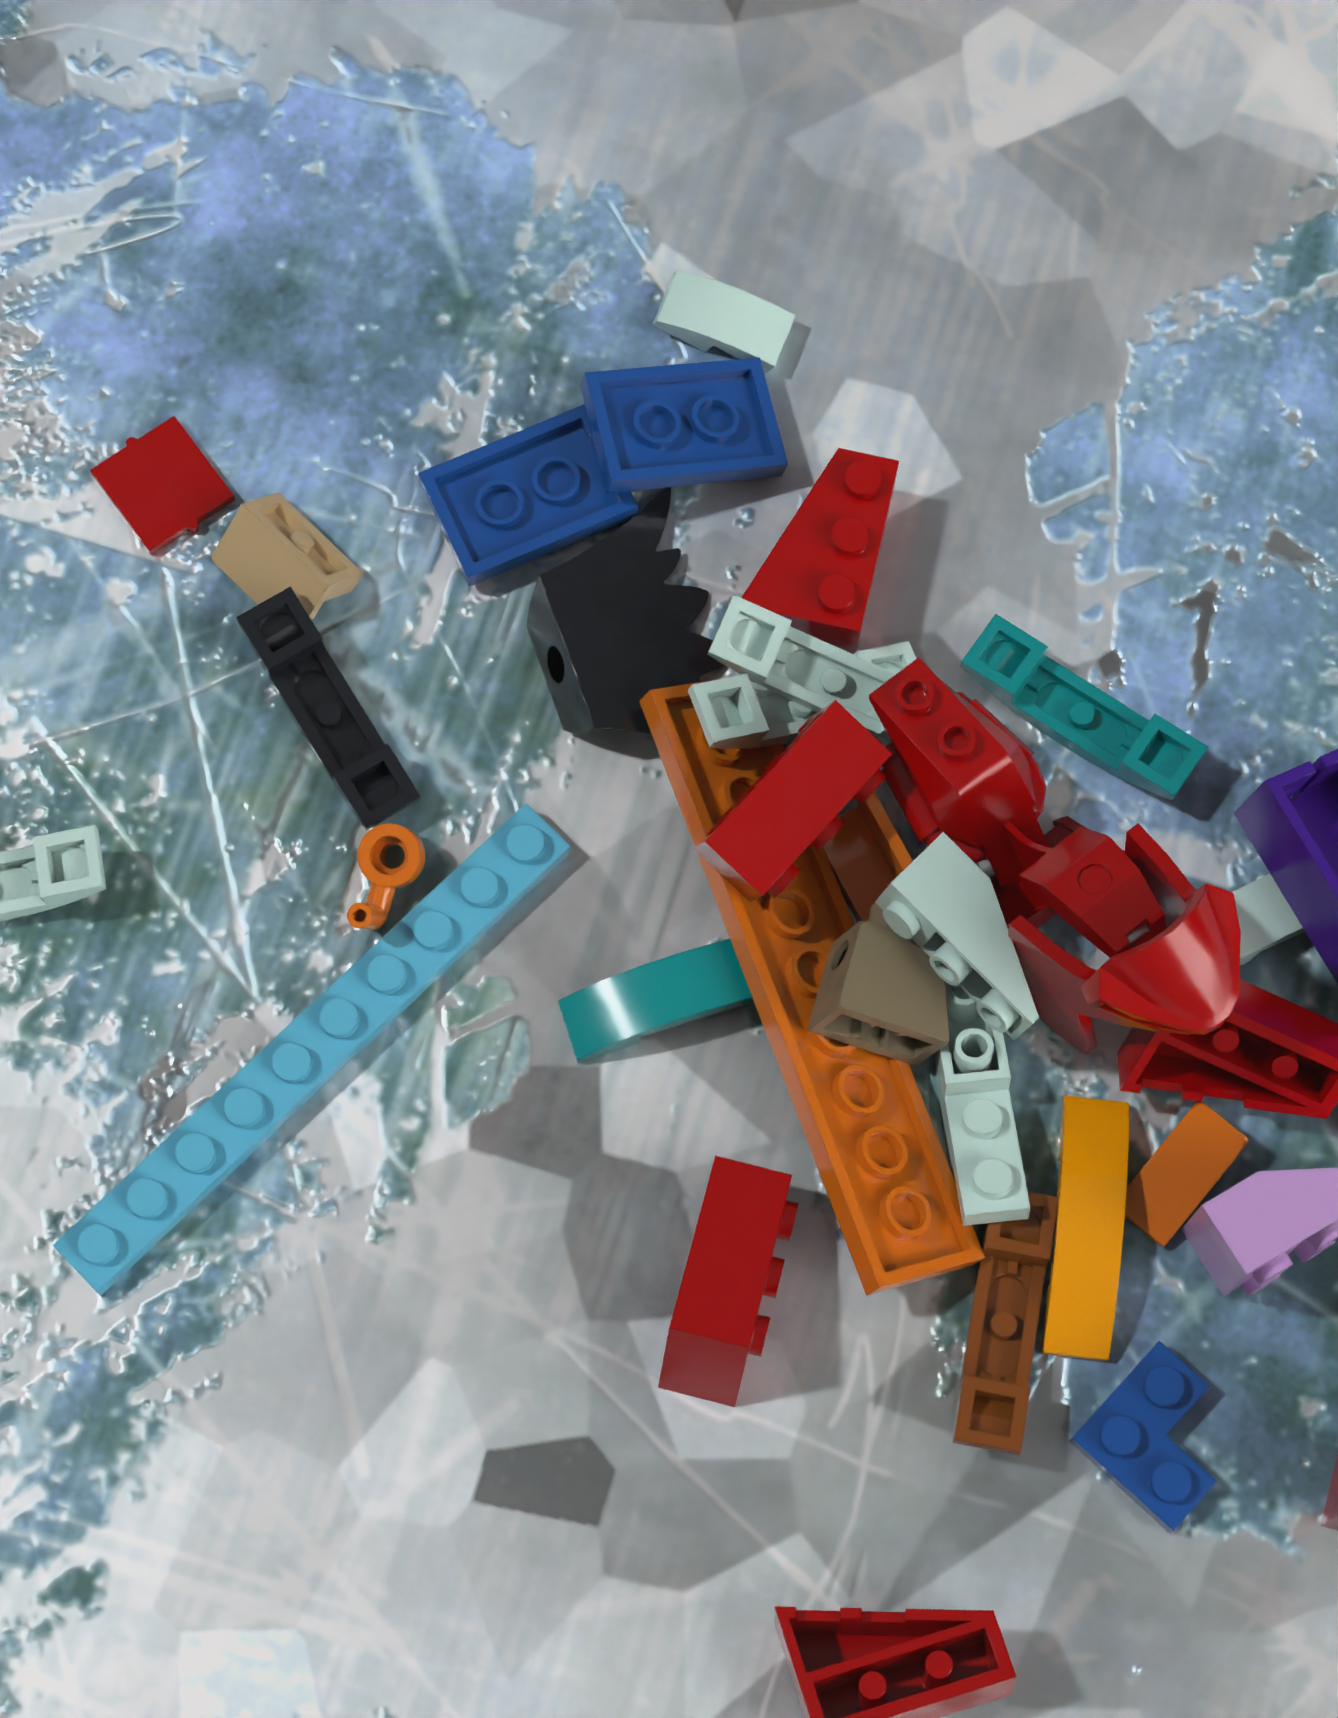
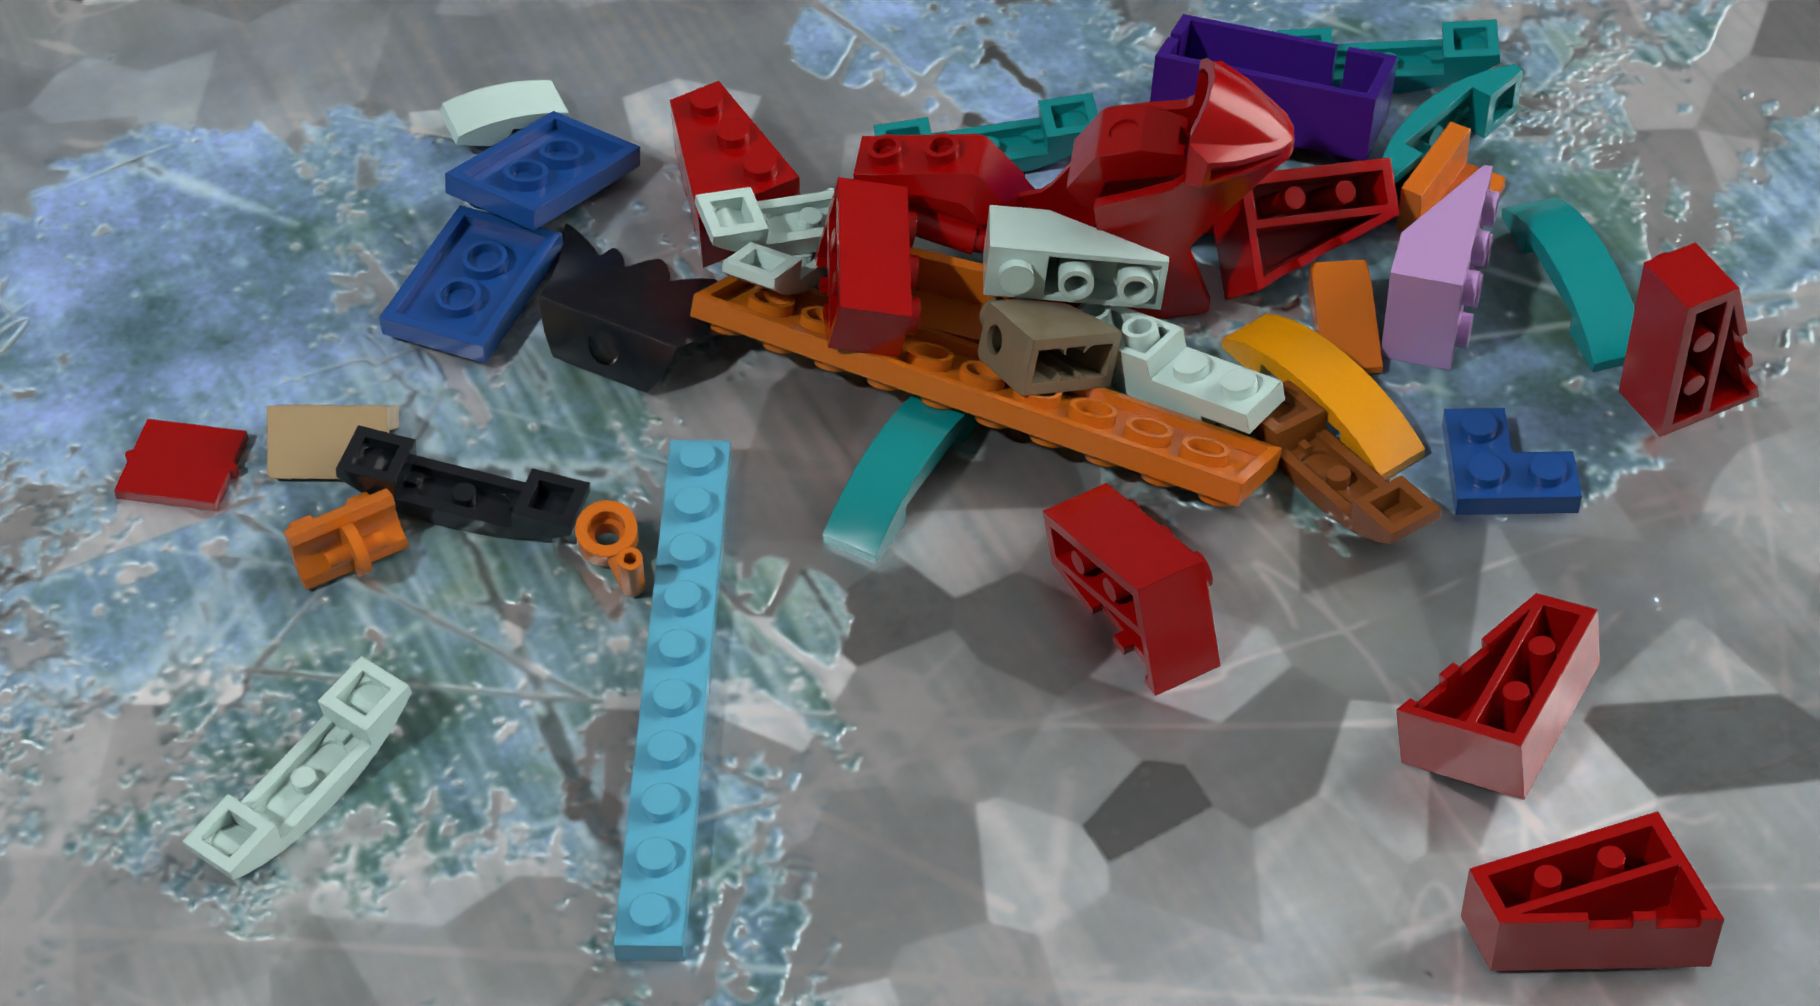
camera: 40 degrees left, 25 degrees down
(200, 686) = (345, 538): none -> orange hips

